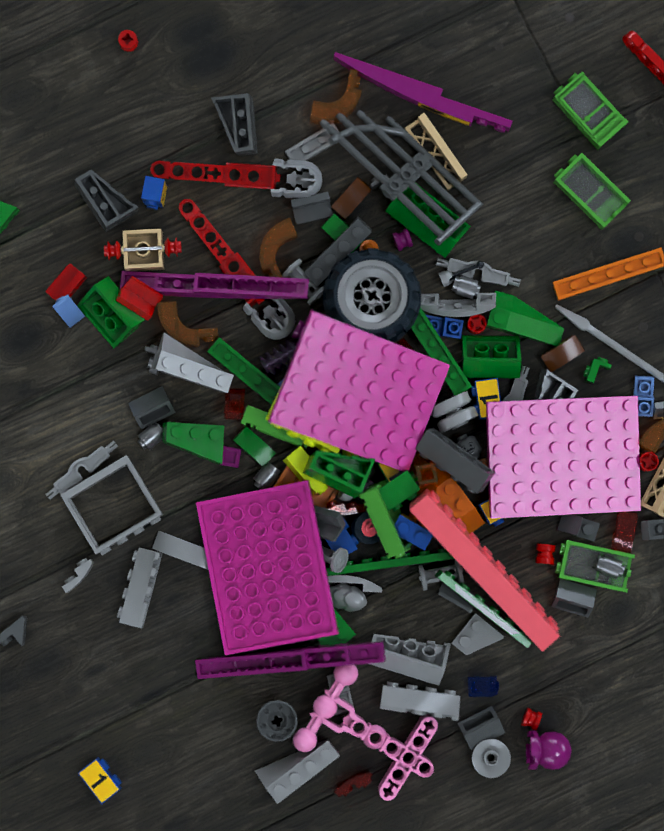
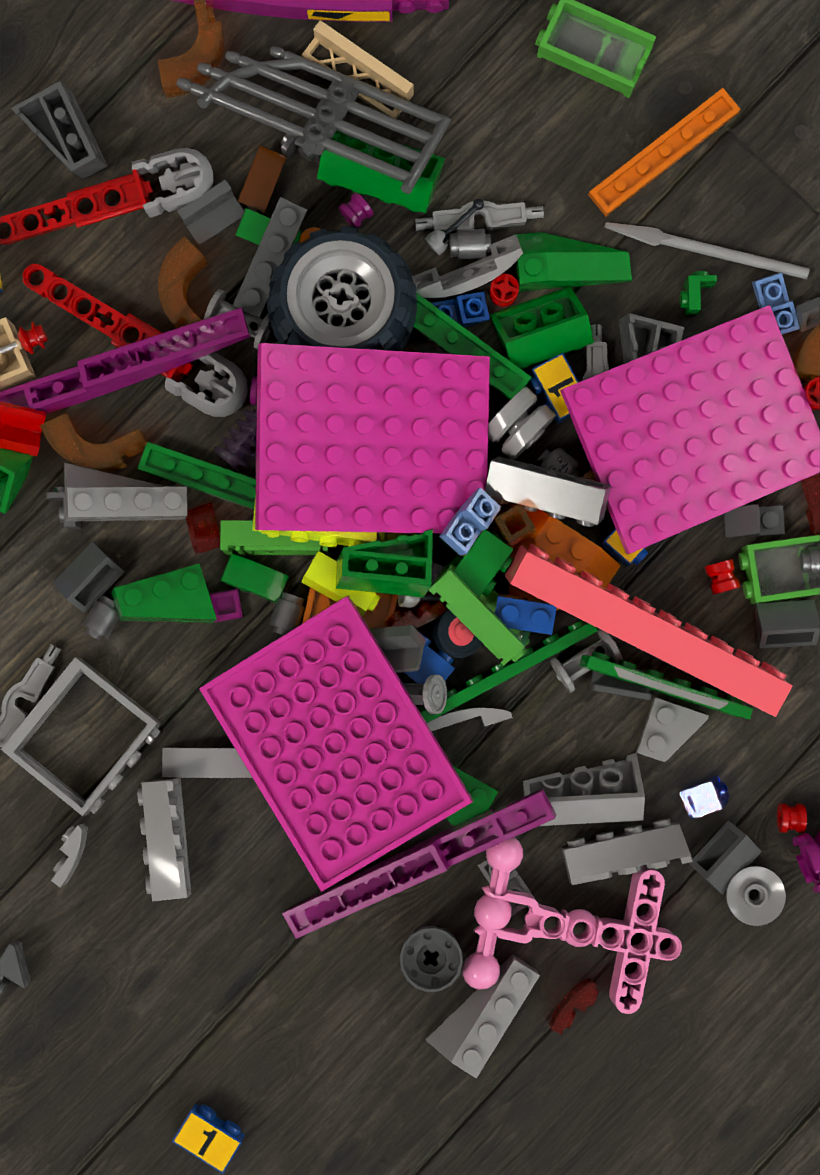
camera: 15 degrees left, 0 degrees up
(310, 146) = (181, 126): light grey tile -> none
(348, 597) = (466, 742): light grey arm -> none
(399, 462) = (469, 521): none -> medium blue slope
(563, 353) = (641, 285): reddish brown slope -> none

